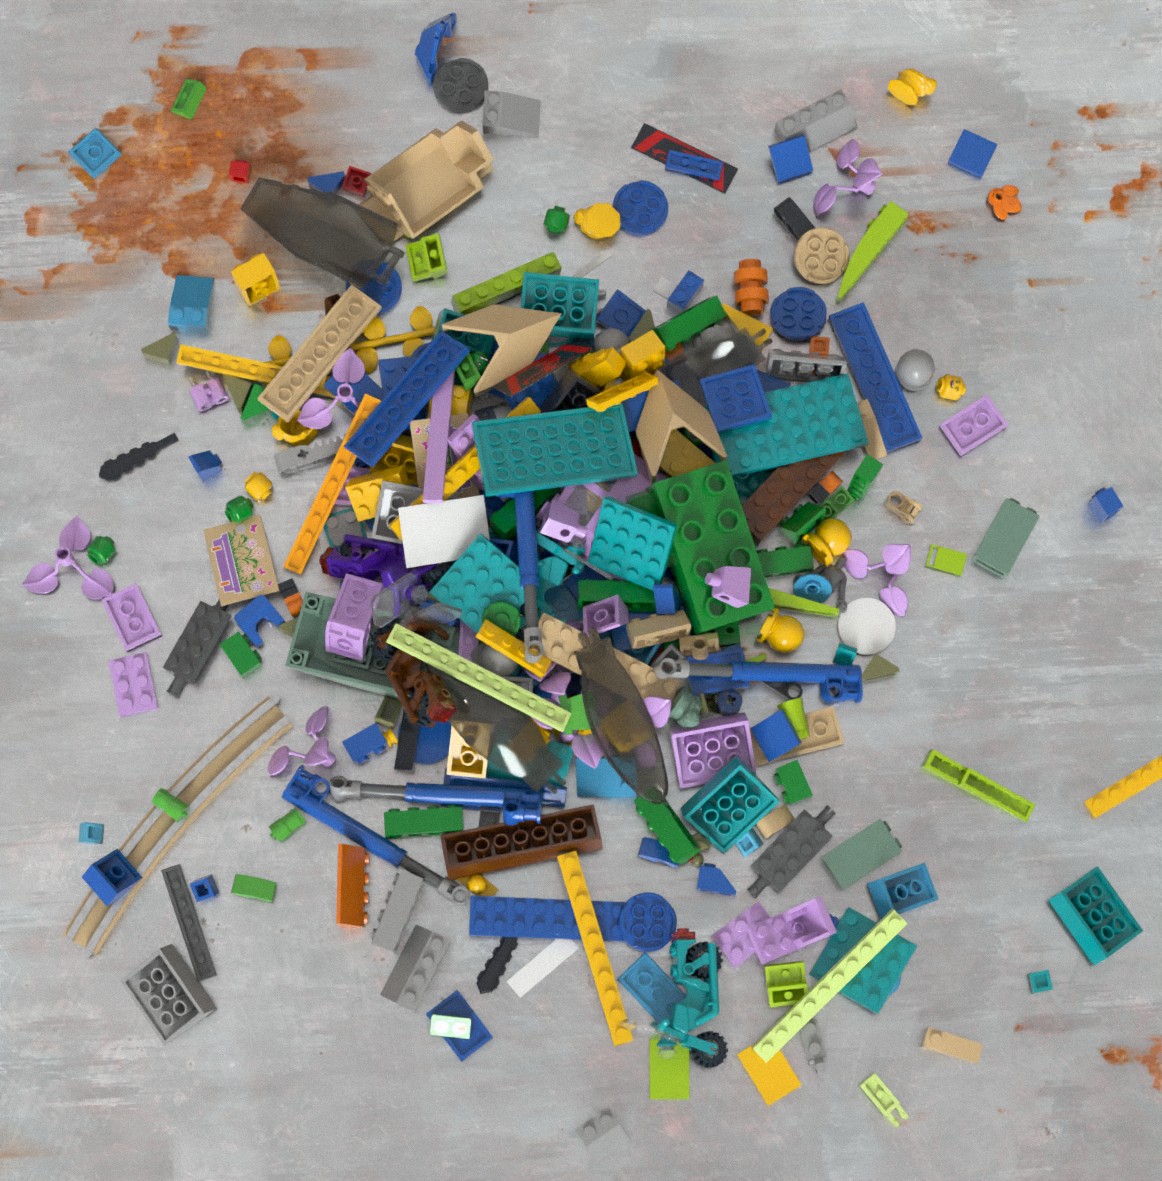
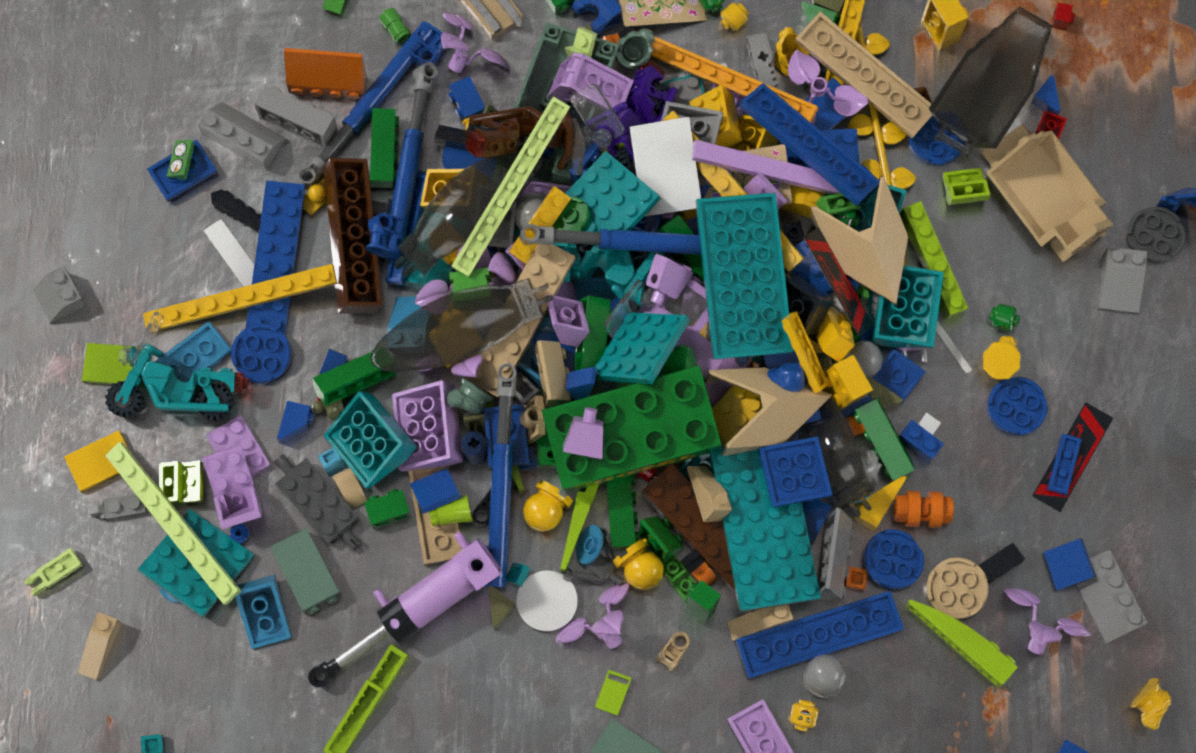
camera: 95 degrees right, 5 degrees down
(305, 577) = (635, 49): none -> sand green piece
(310, 626) = (583, 42): none -> yellowish green slope
(645, 408) = (788, 376): none -> blue hat
(762, 476) = (709, 494): none -> tan slope
(899, 751) = (421, 603): none -> lavender piece

